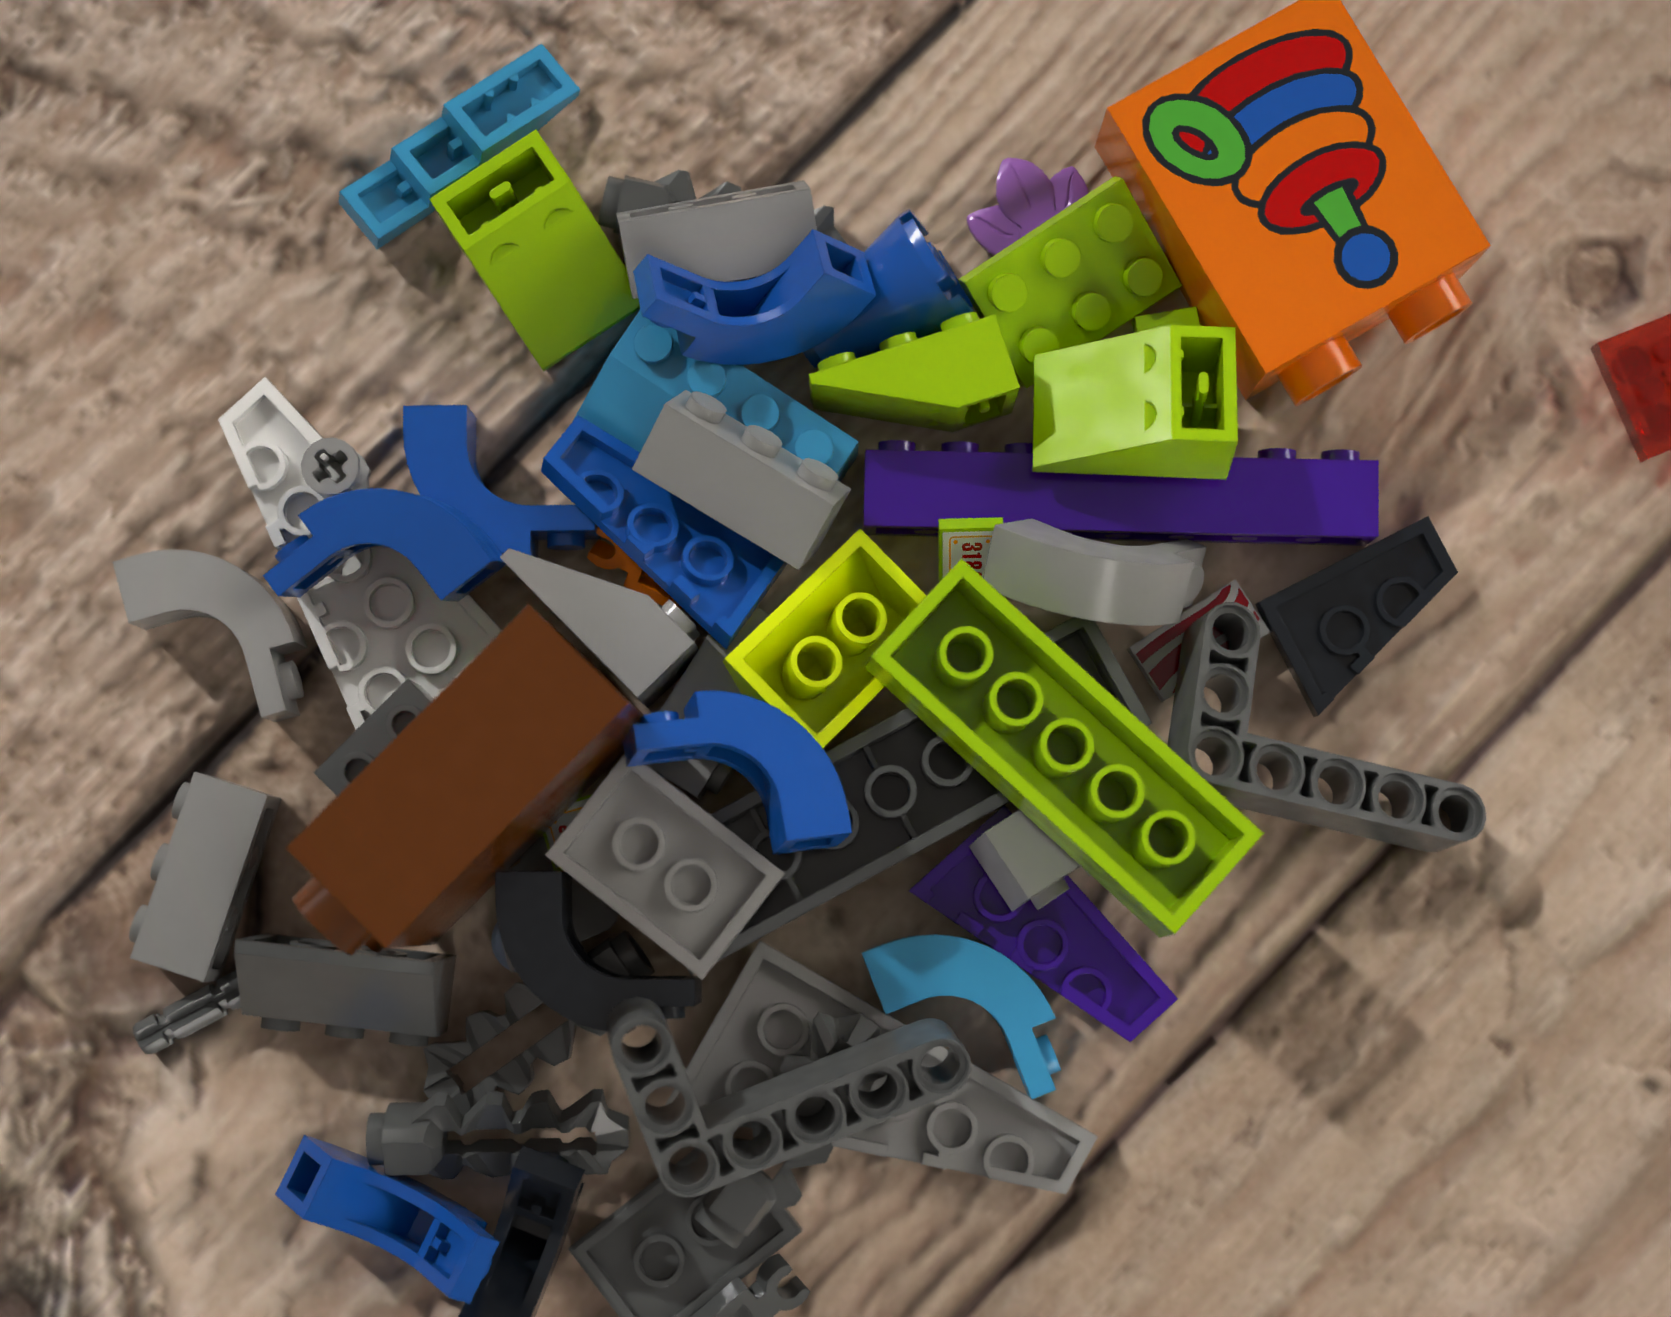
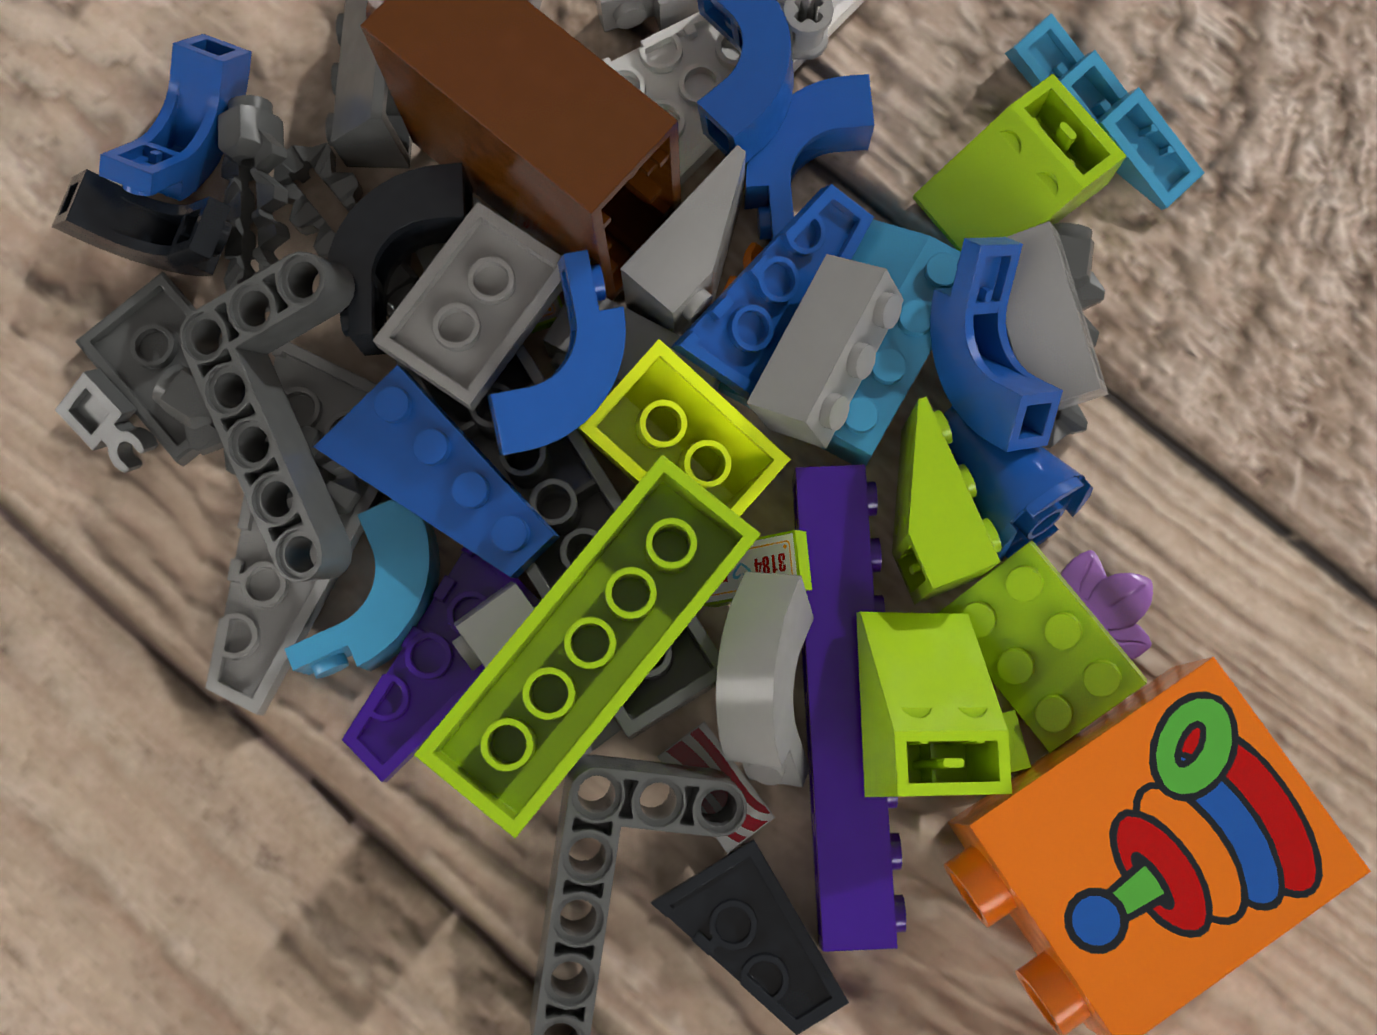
camera: 85 degrees right, 5 degrees down
(844, 924) = (431, 467): none -> blue wing

